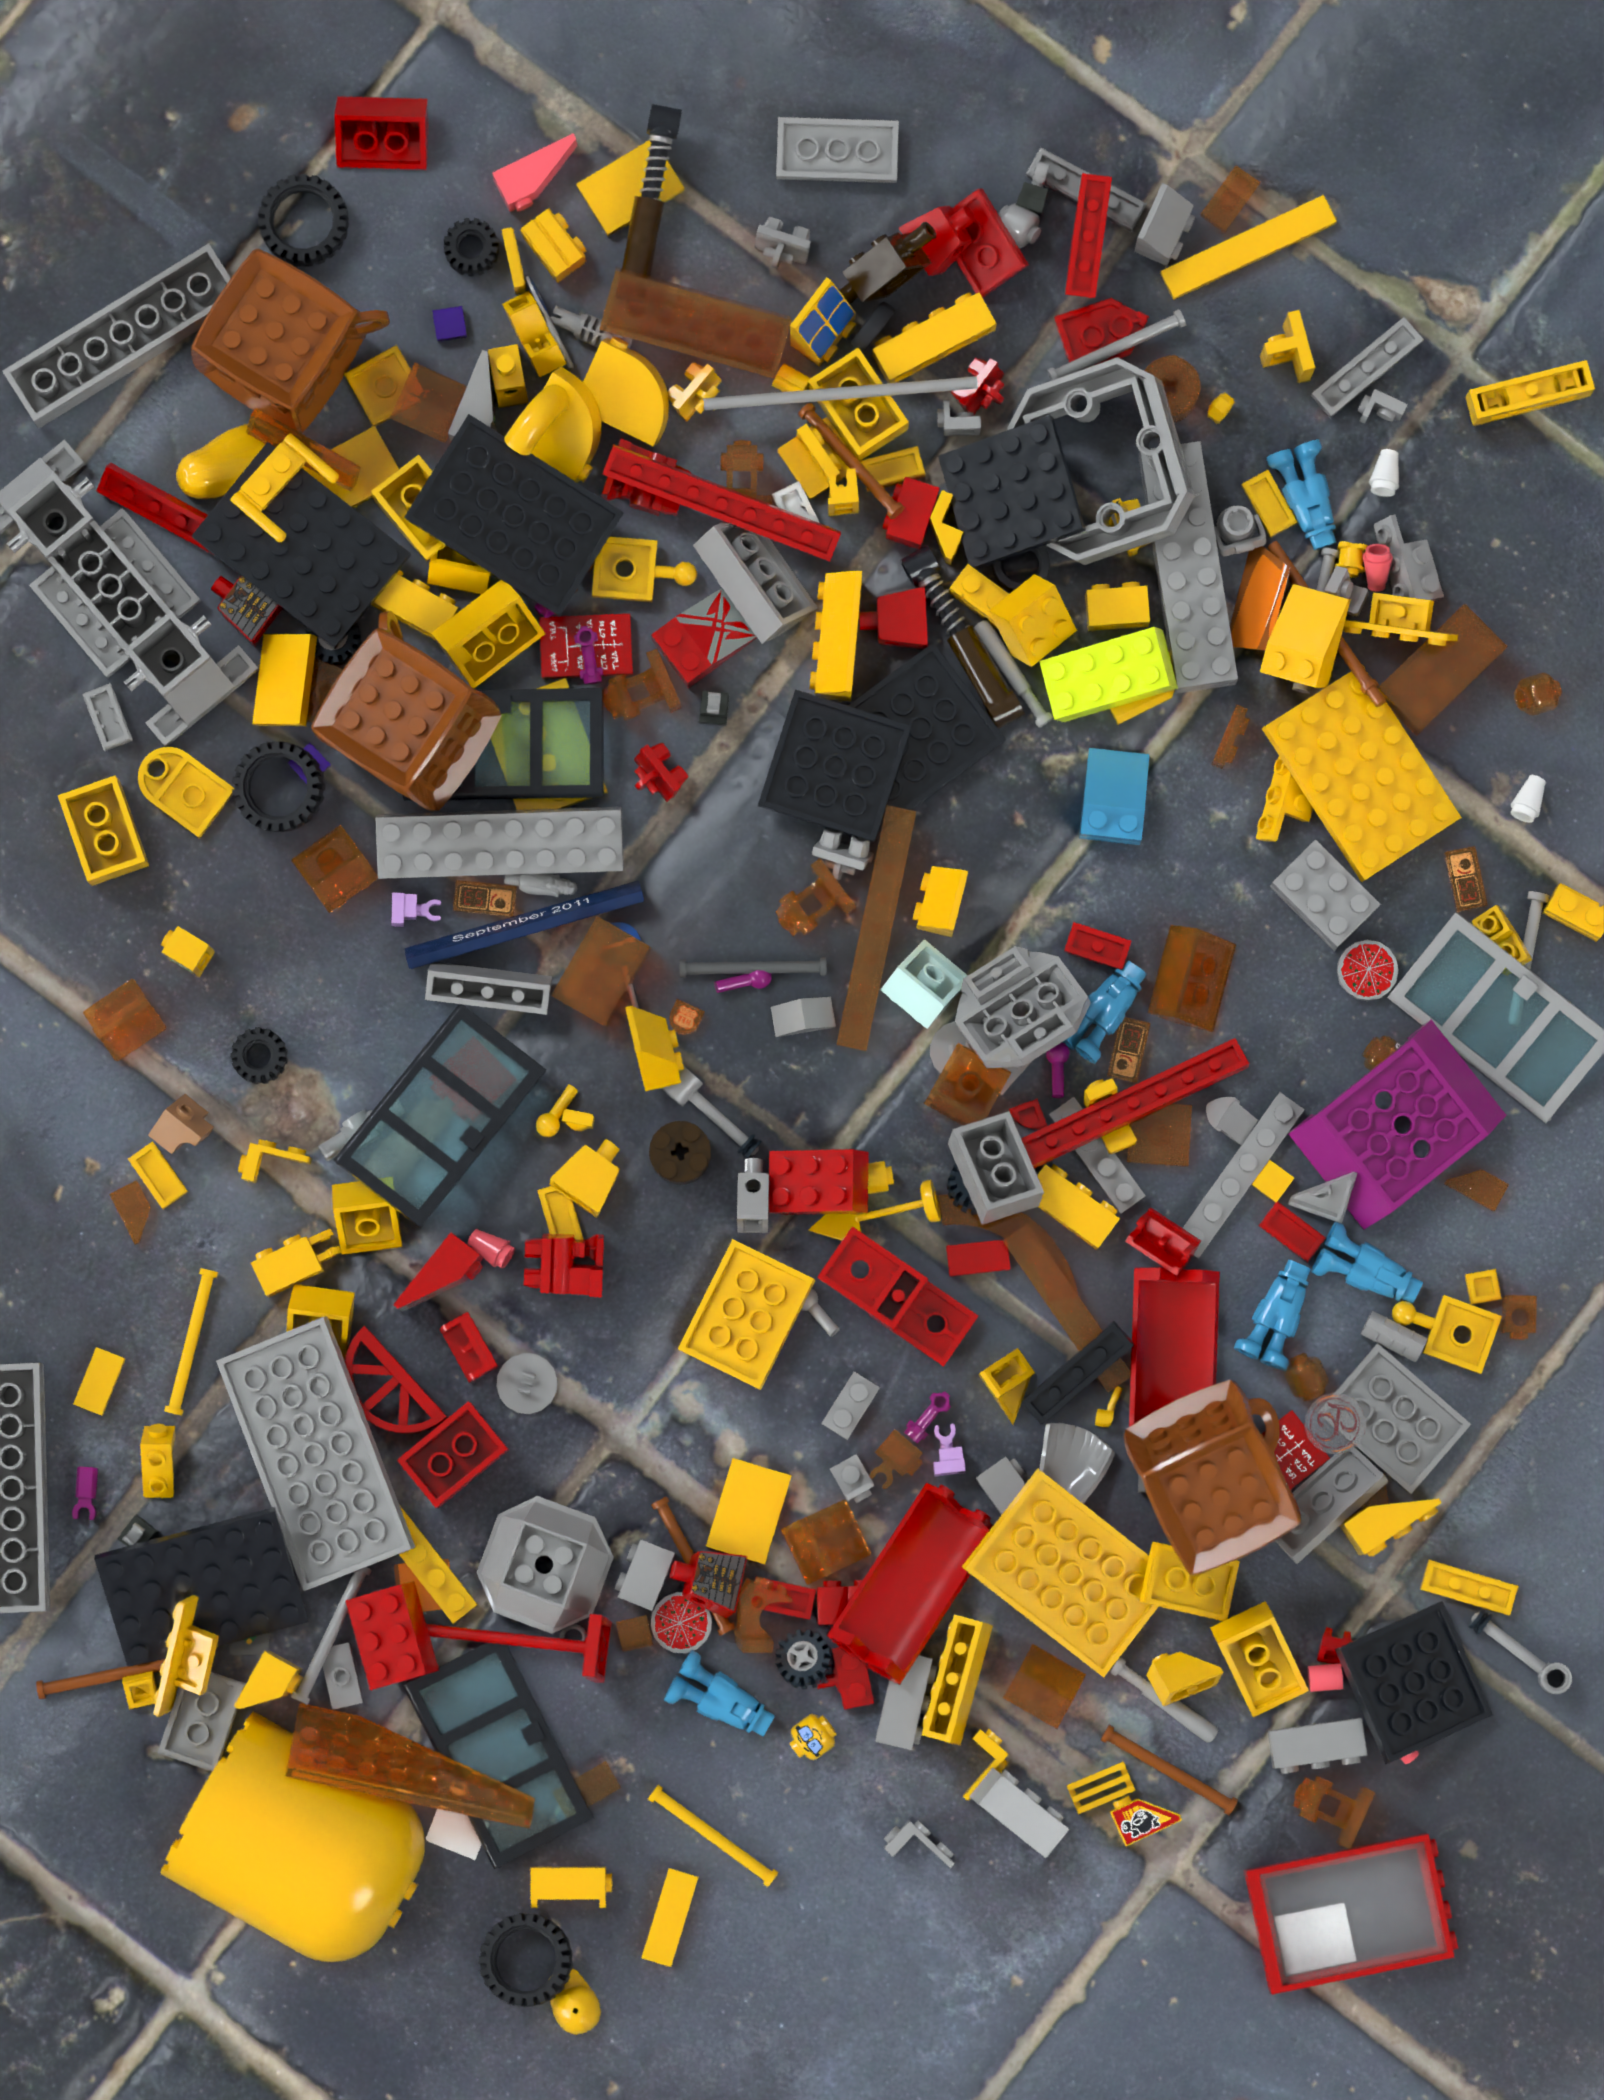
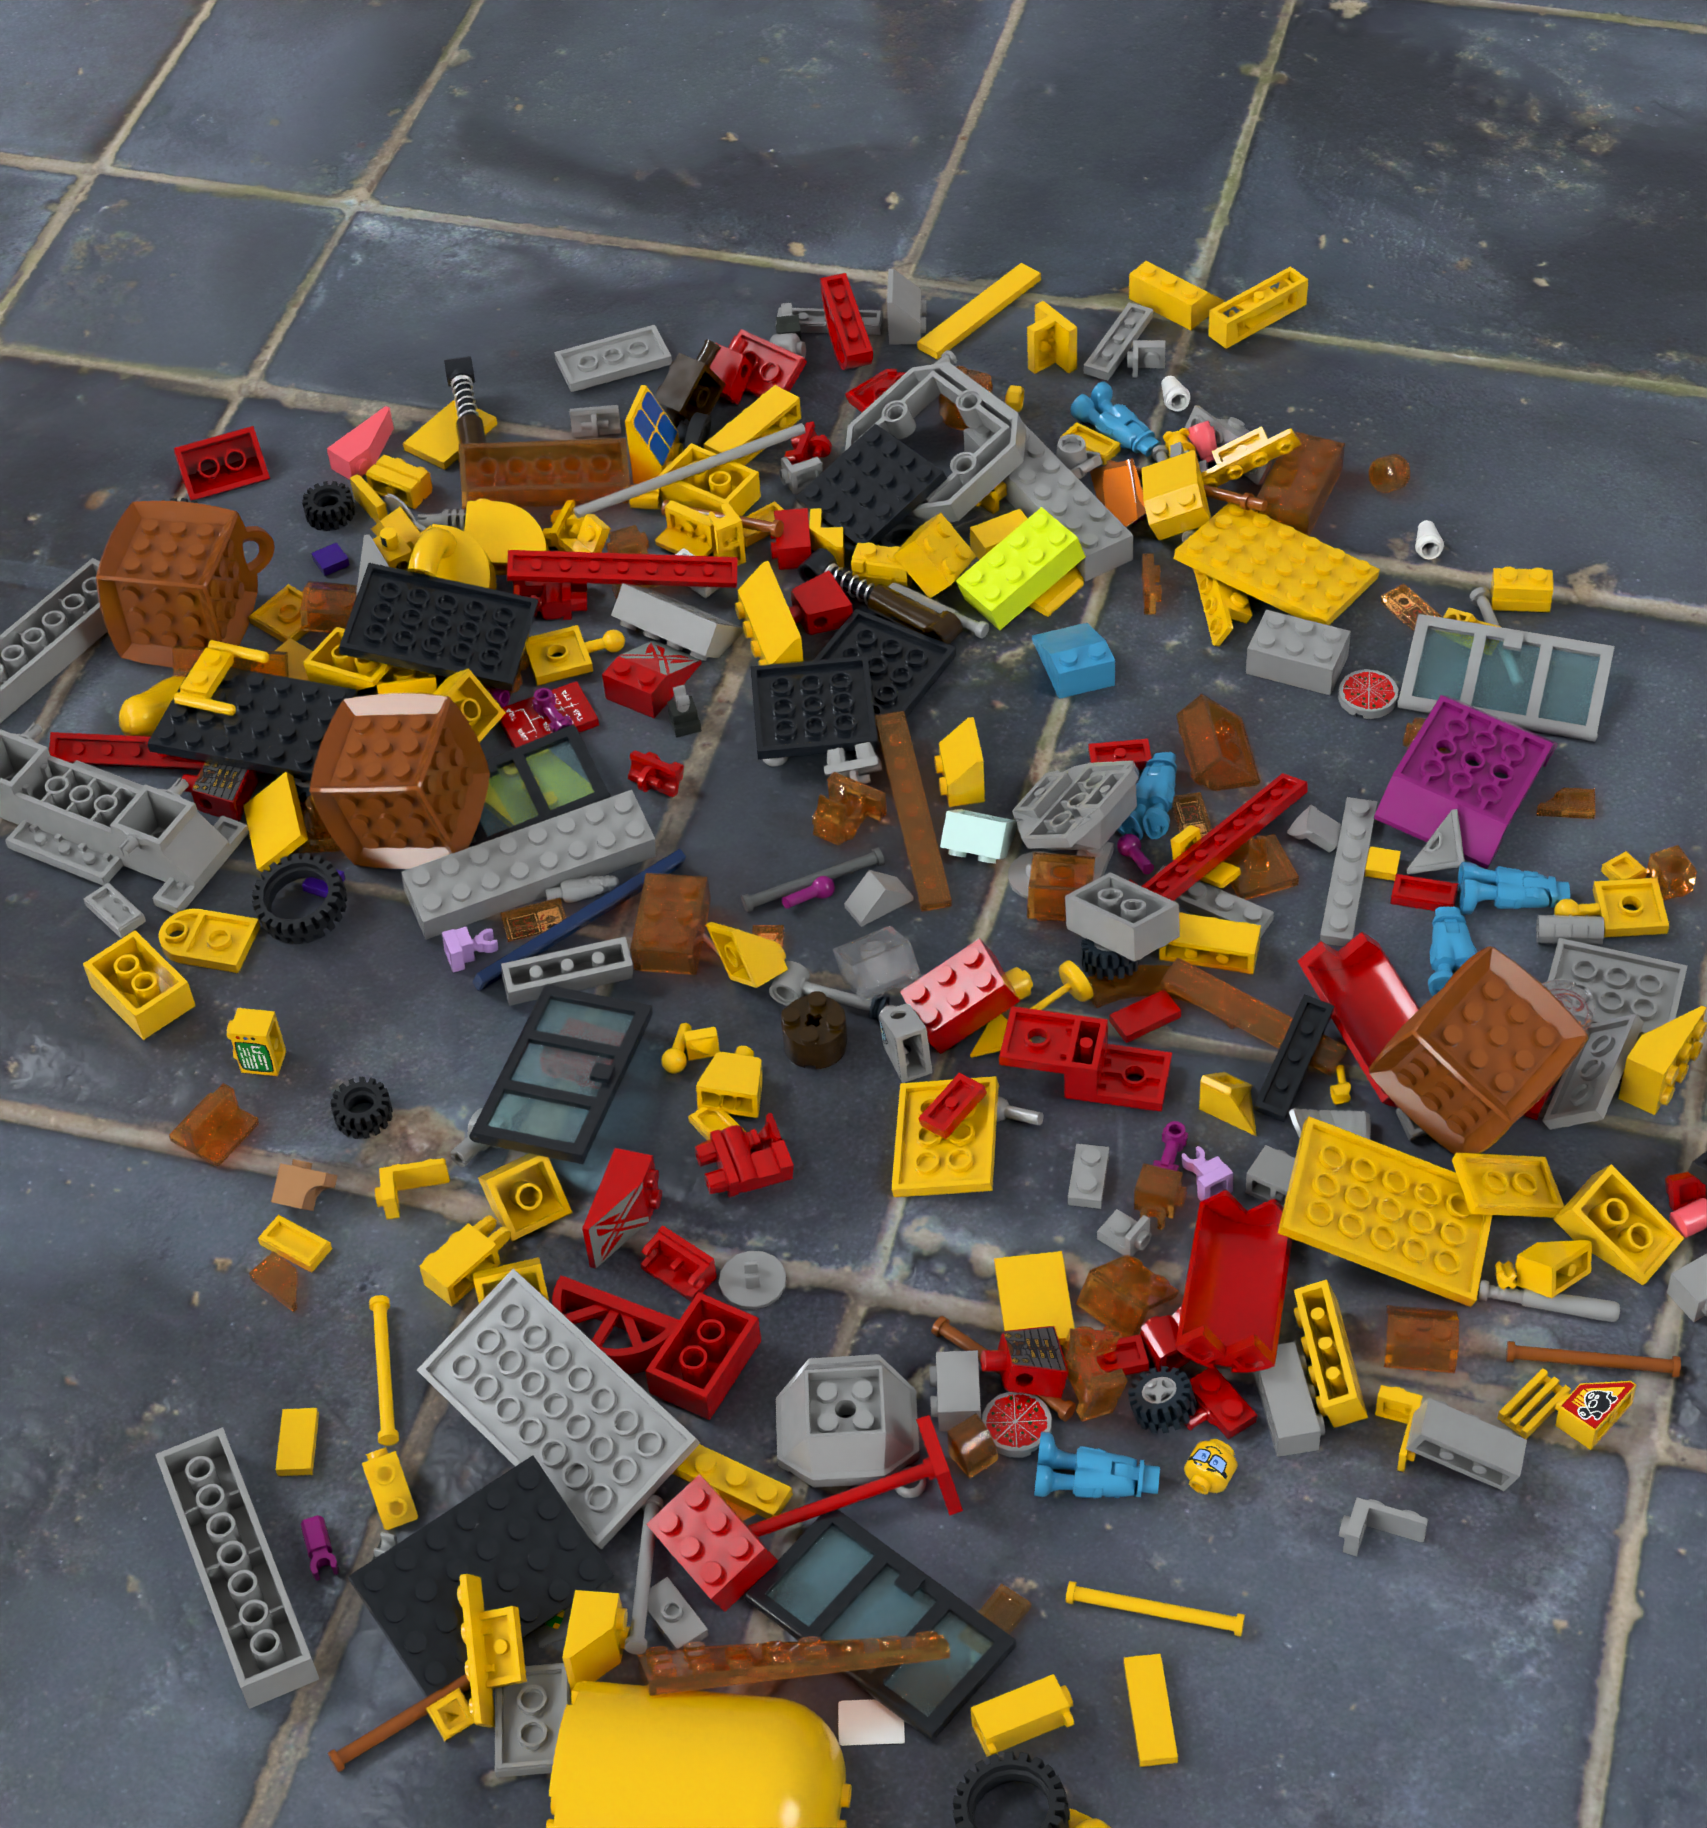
camera: 20 degrees left, 35 degrees down
(335, 868) = (381, 941): clear orange slope -> none
(492, 1248) = (672, 1175): coral cone -> none
(656, 681) = (621, 714): clear orange tile -> none
(704, 441) = (590, 537): none -> yellow slope
(761, 1297) = (952, 1105): none -> red plate
(763, 1108) = (877, 963): none -> clear brick
(1140, 1664) = (1506, 1275): none -> yellow piece
(1163, 1241) = (1308, 931): red hinge -> none
(1230, 199) = (948, 287): clear orange plate -> none
(1460, 320) = (1170, 295): none -> yellow slope

